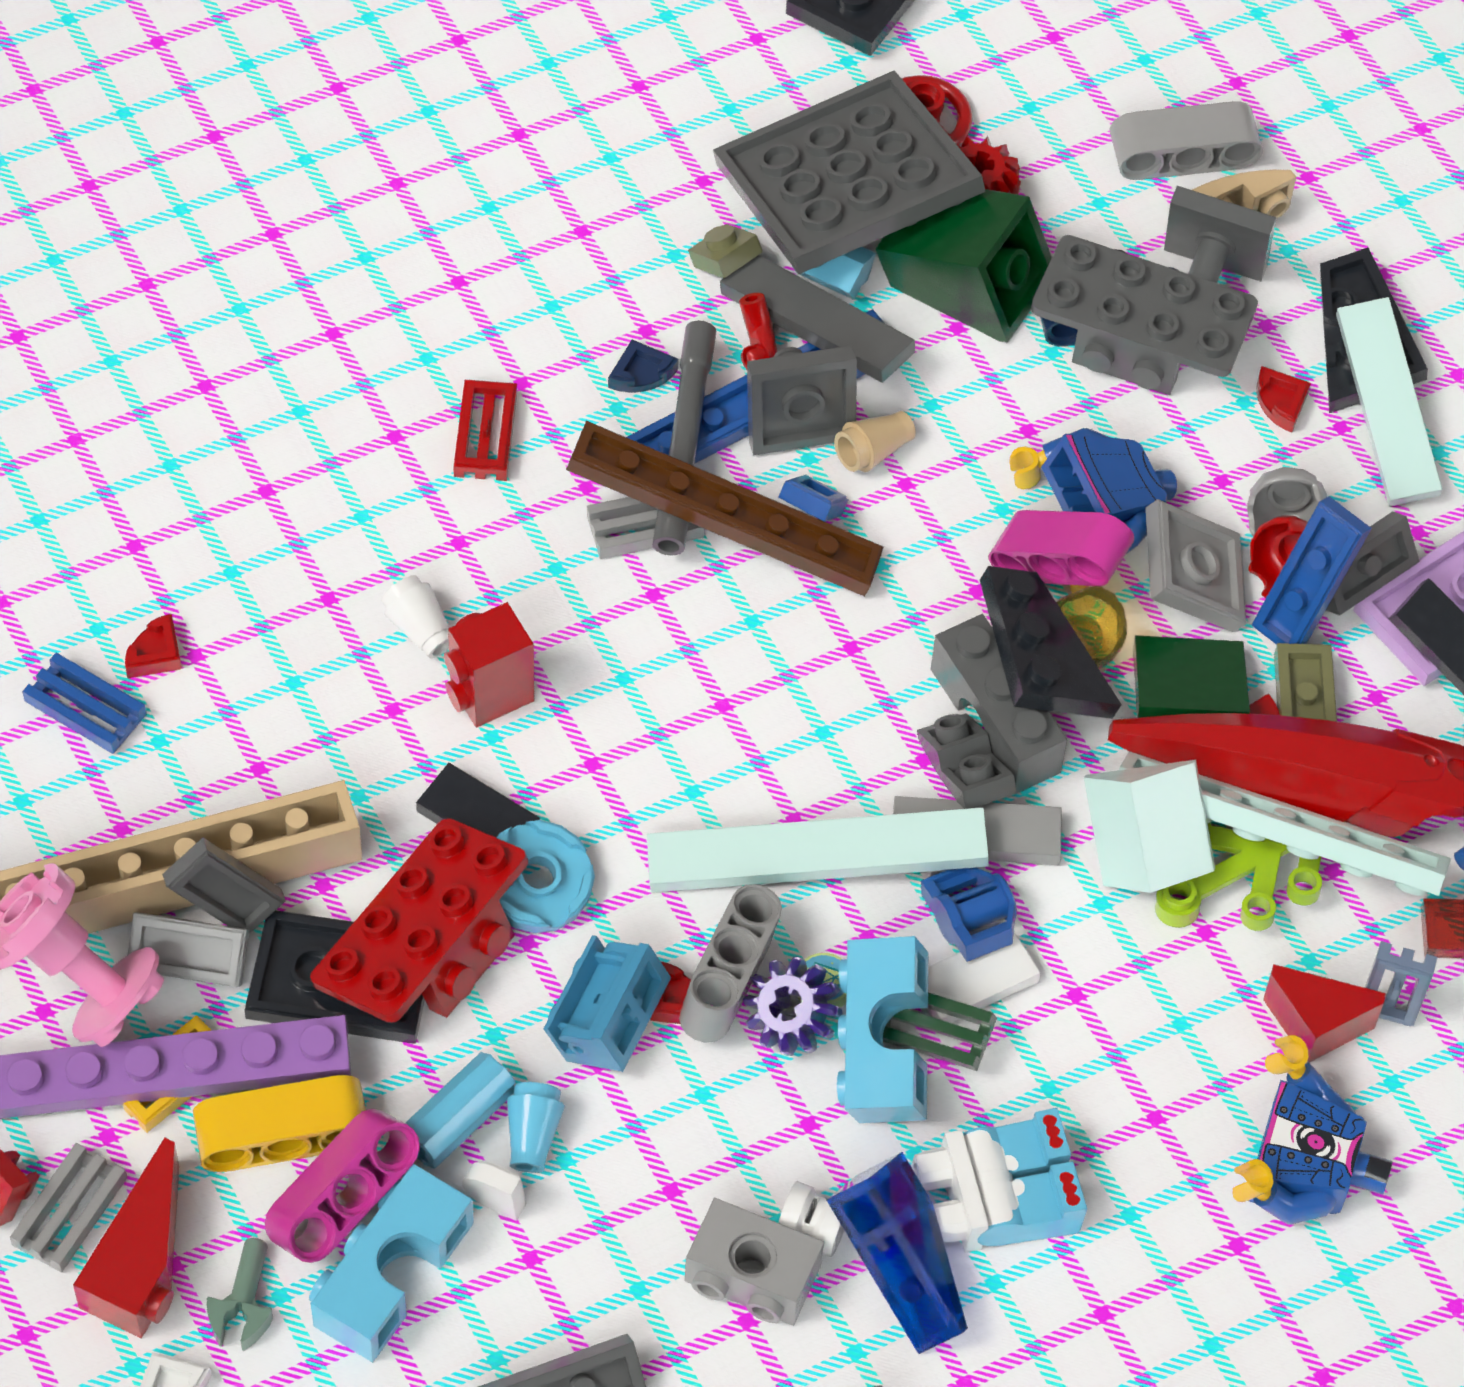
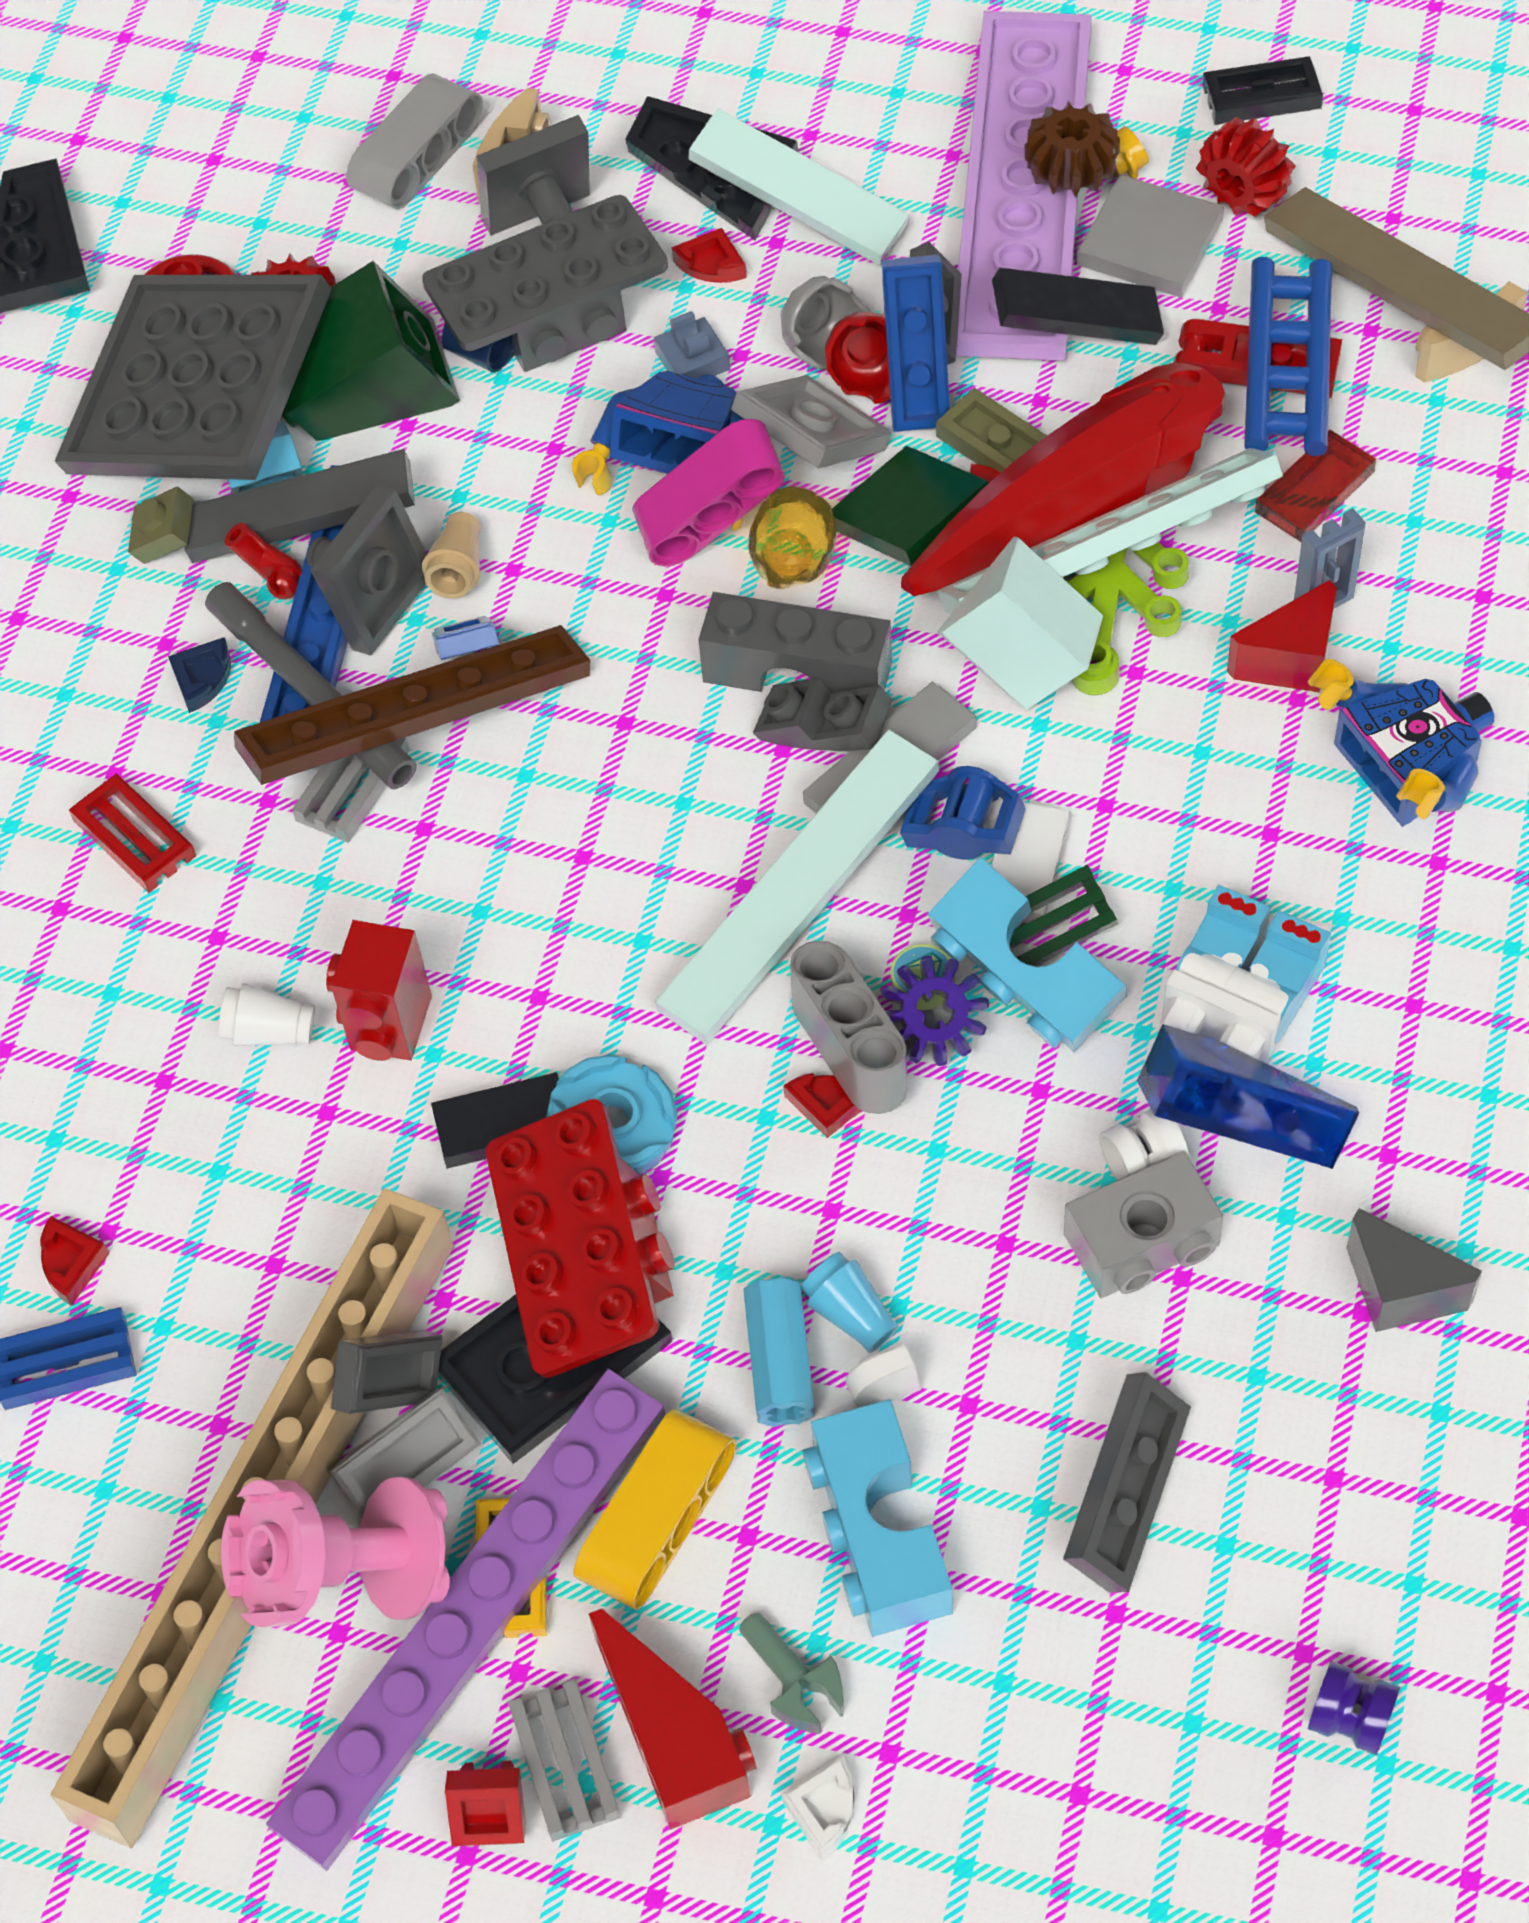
camera: 40 degrees left, 0 degrees up
(314, 1191) = (773, 1499): dark pink beam -> none
(607, 1004) = (793, 1153): dark azure hinge -> none
(1040, 649) = (788, 574): black wing -> none
(1188, 447) = (691, 348): none -> sand blue tile

